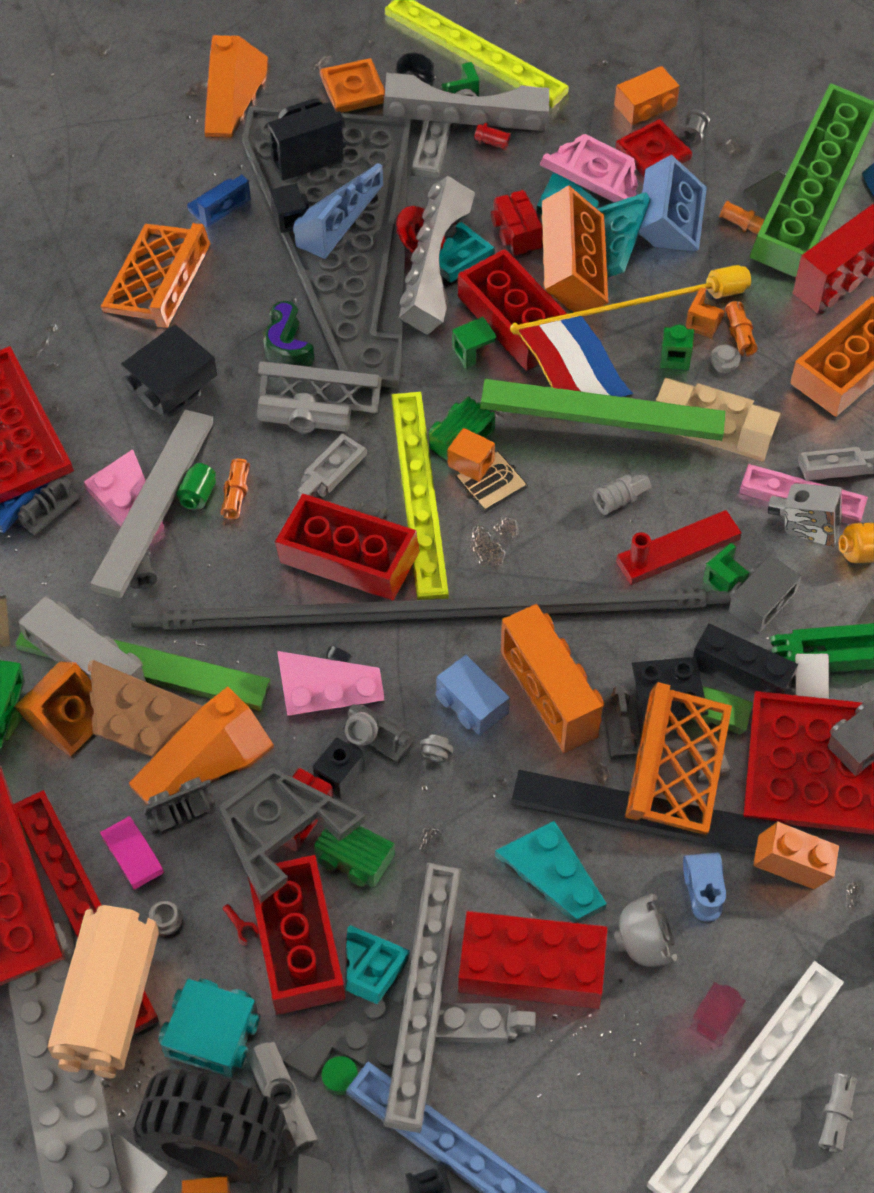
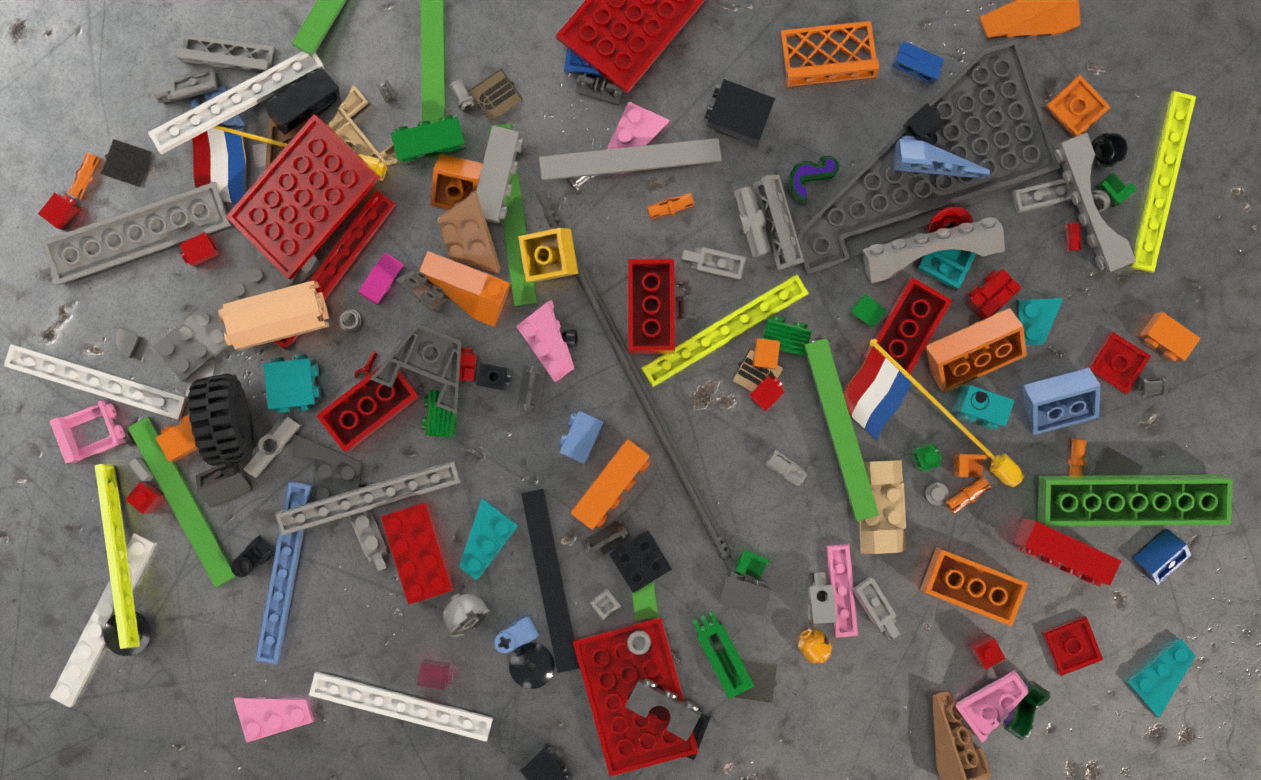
camera: 65 degrees right, 30 degrees up
(196, 486) = (658, 180): green brick -> none
(218, 630) = (548, 254): none -> yellow brick
(306, 138) = (990, 105): black brick -> none
(338, 1074) = (302, 470): green tile -> none
(361, 729) = (519, 380): light grey plate -> none
(371, 964) = (372, 458): teal wing -> none
(436, 748) = (534, 431): light grey plate -> none
(519, 472) = (767, 392): none -> red brick
(595, 167) = (1073, 331): bright pink wing -> none
(622, 227) = (1022, 373): teal wing -> none
(642, 268) = (982, 406): none -> teal brick
(650, 752) = (583, 569): orange fence -> none
(658, 555) = (760, 523): red piece -> none
(742, 663) = (681, 602): black brick -> none
(753, 901) = (535, 654): none -> black dish
(778, 726) = (639, 642): none -> light grey tile
(796, 855) = (554, 685): orange brick -> none
(812, 675) = (689, 650): white sticker -> none
(837, 1113) = (406, 764): light grey pin -> none

